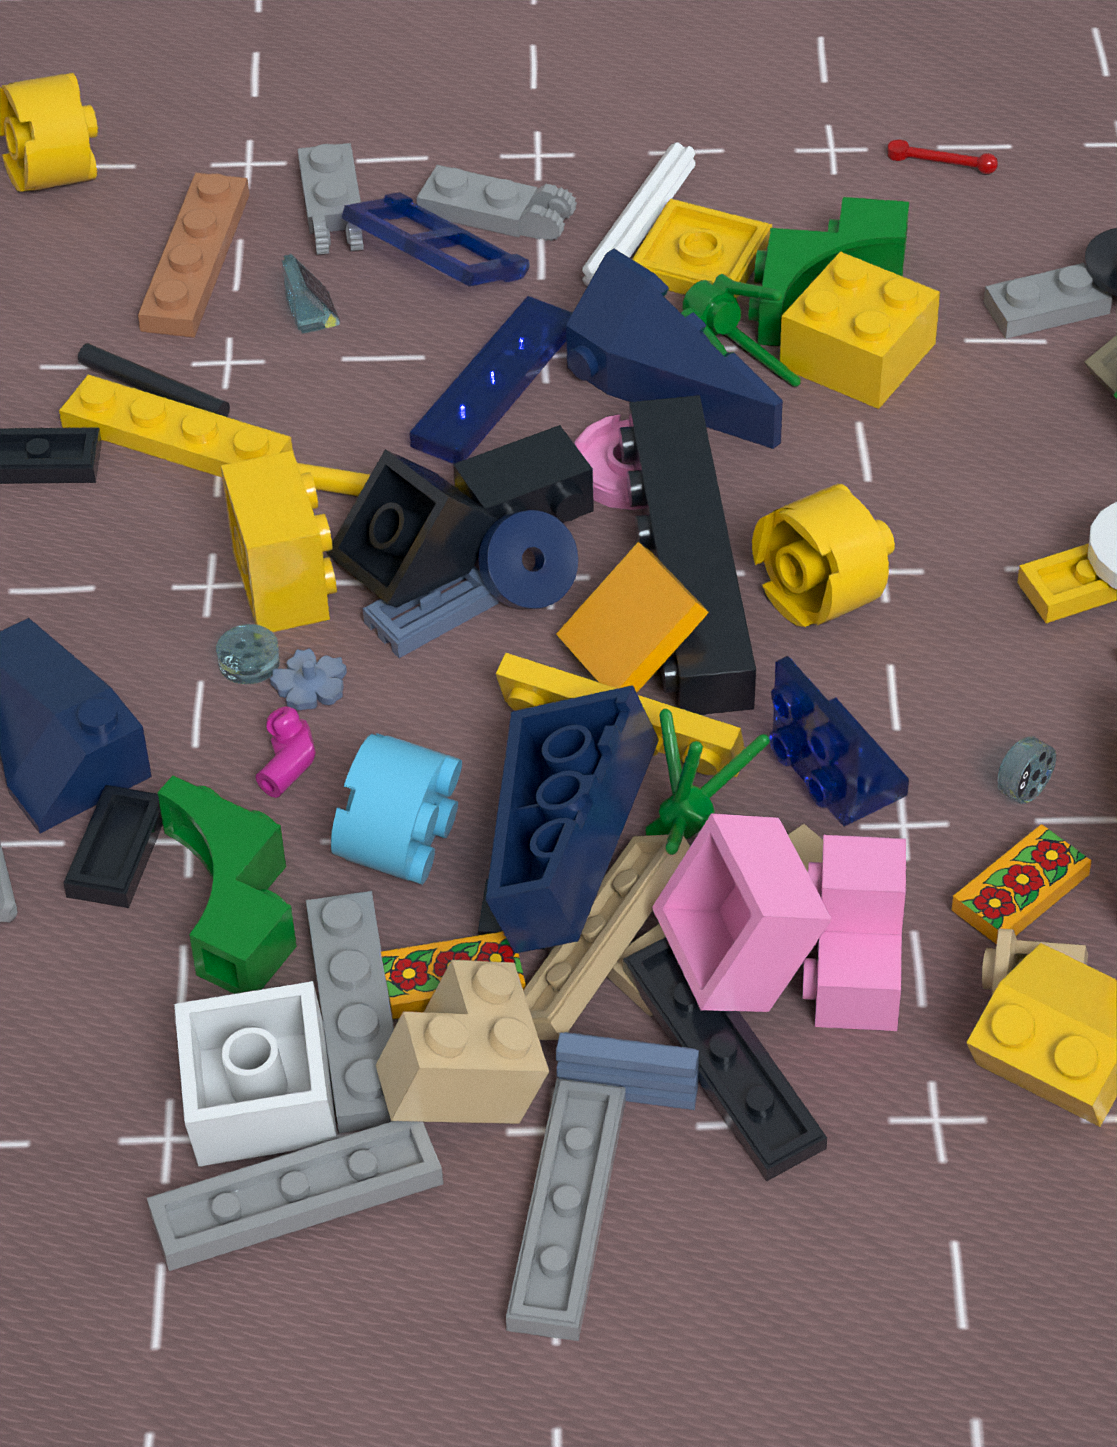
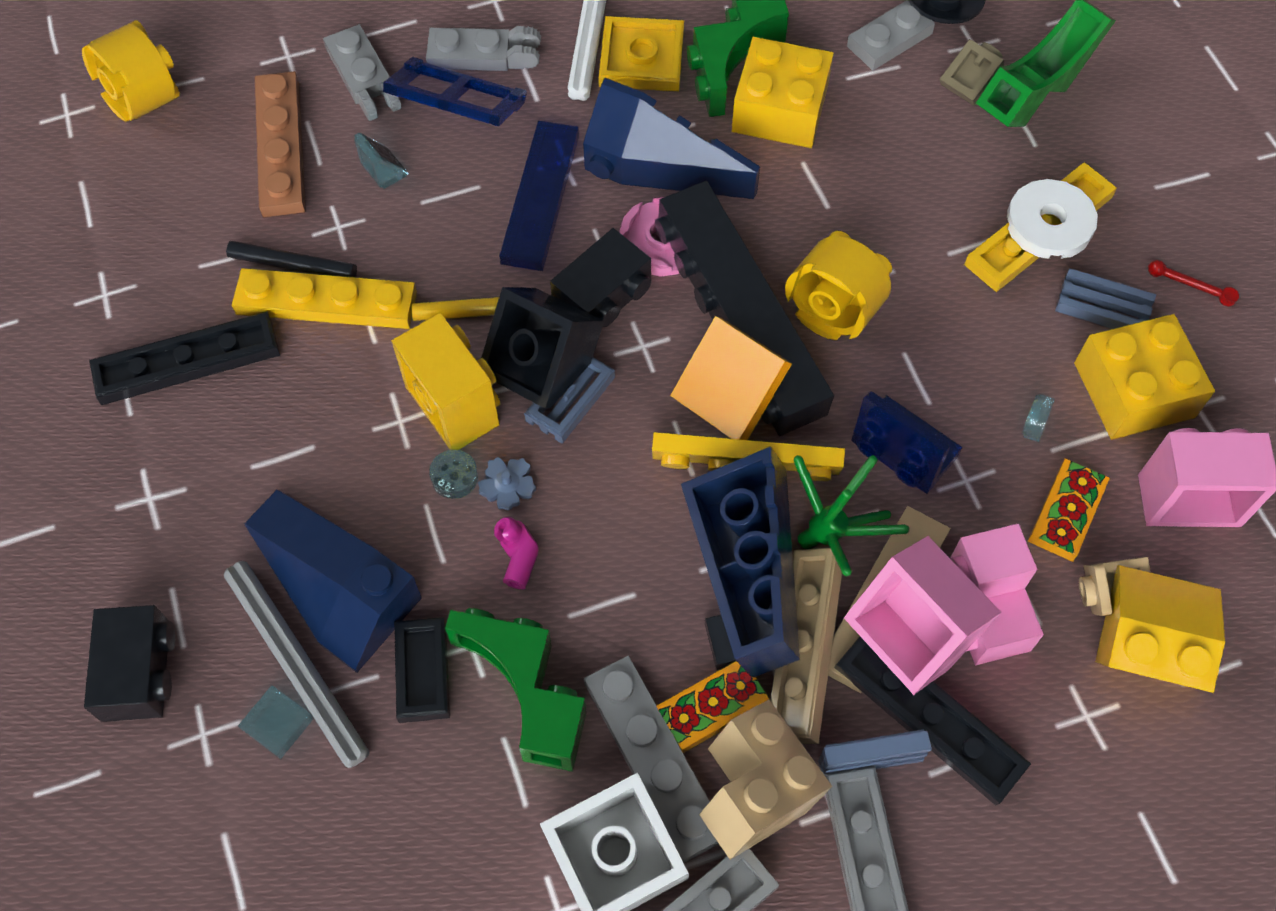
camera: 20 degrees left, 15 degrees up
(396, 807) = (627, 587): medium azure brick -> none
(554, 559) = (615, 339): dark blue piece -> none
(721, 313) = (676, 99): green plant -> none

